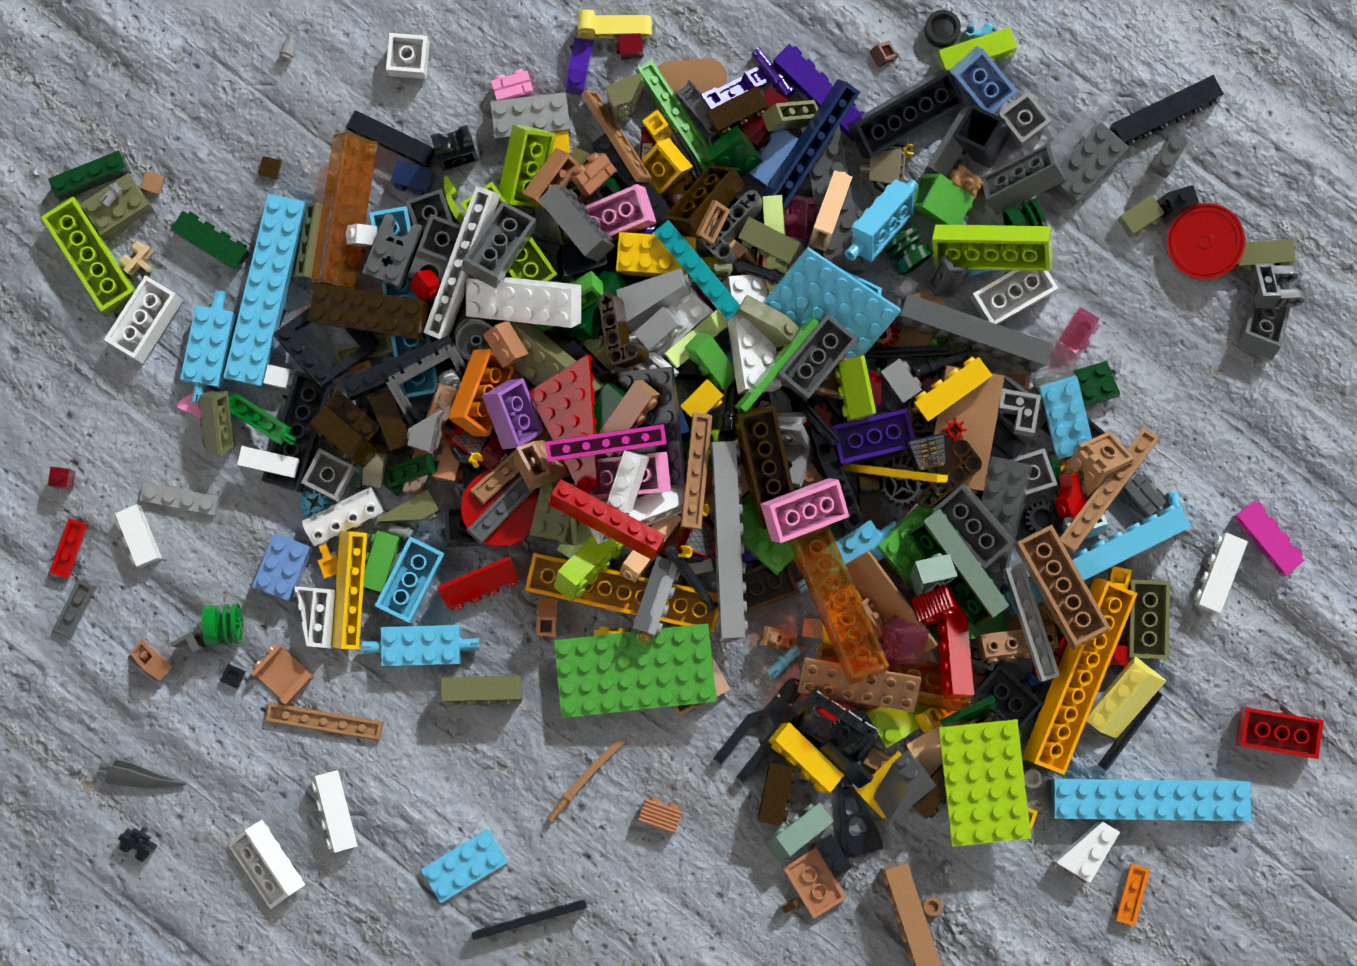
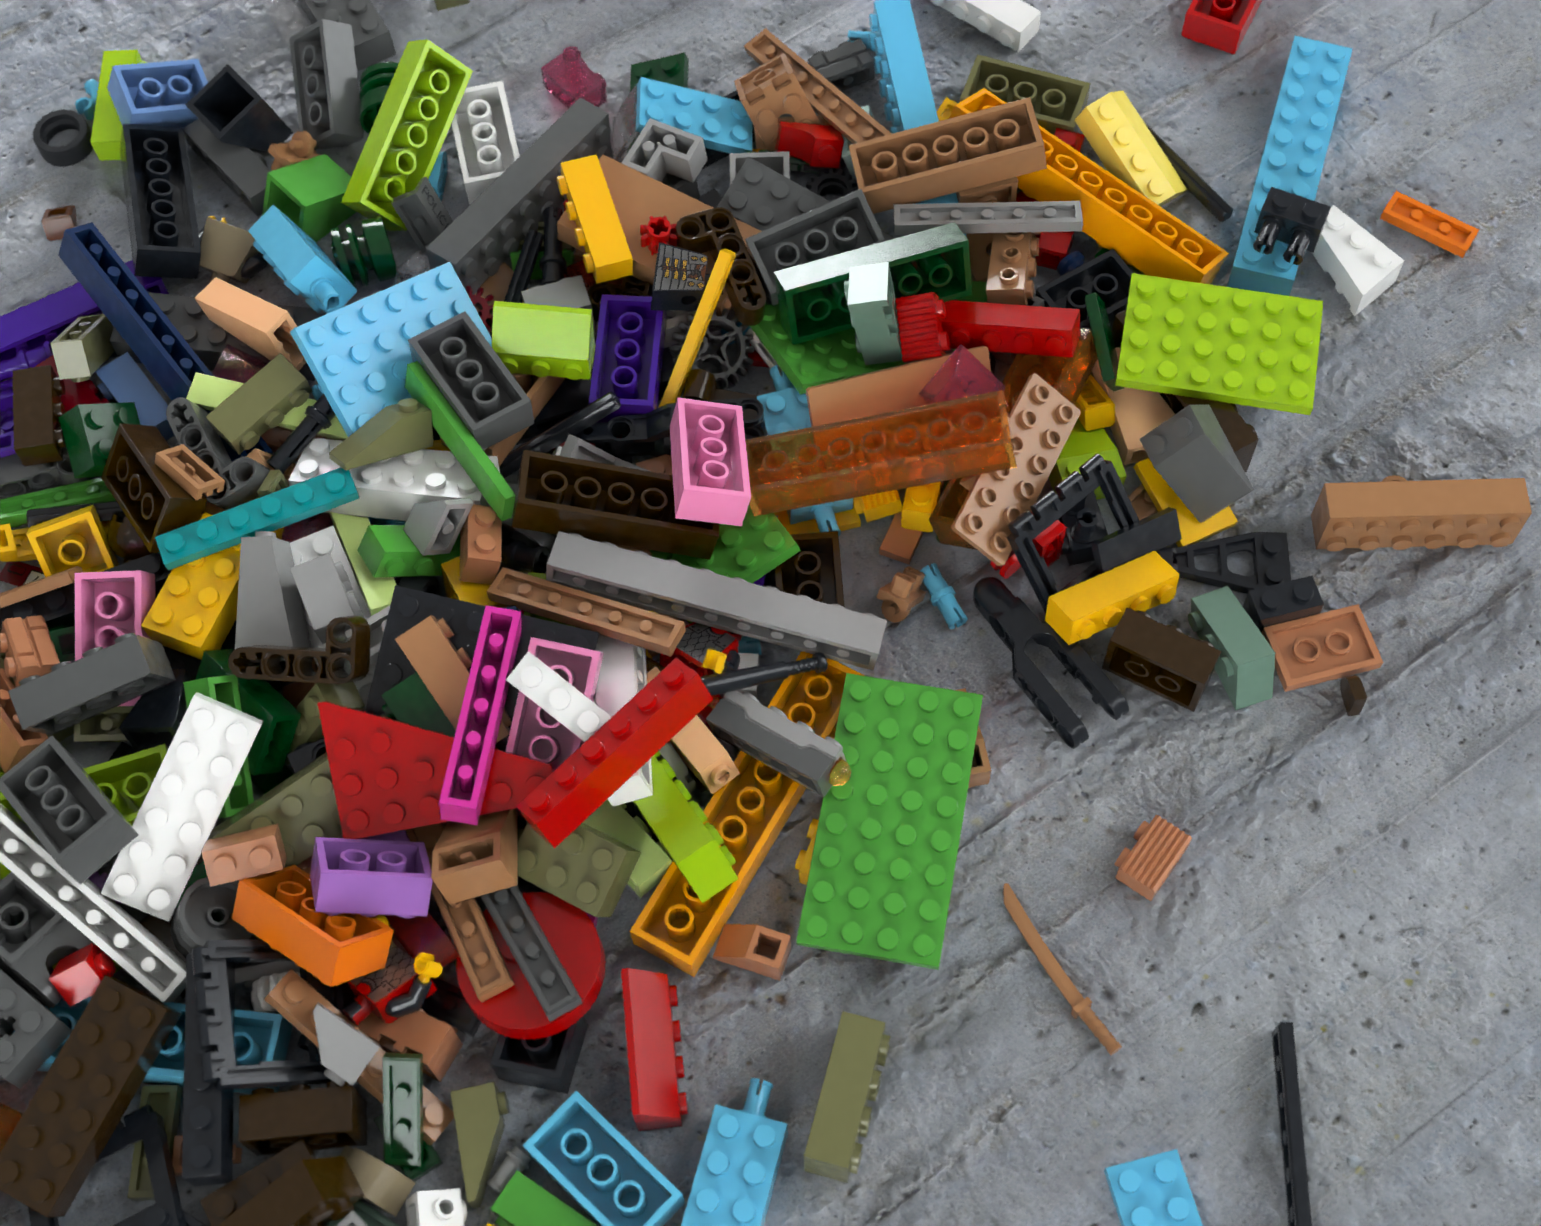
camera: 70 degrees left, 20 degrees down
(720, 398) = (480, 546): none -> nougat brick
(724, 370) = (437, 524): none -> light grey slope
(1024, 119) = (249, 59): light grey brick -> none
(1090, 808) = (1291, 221): none -> black brick

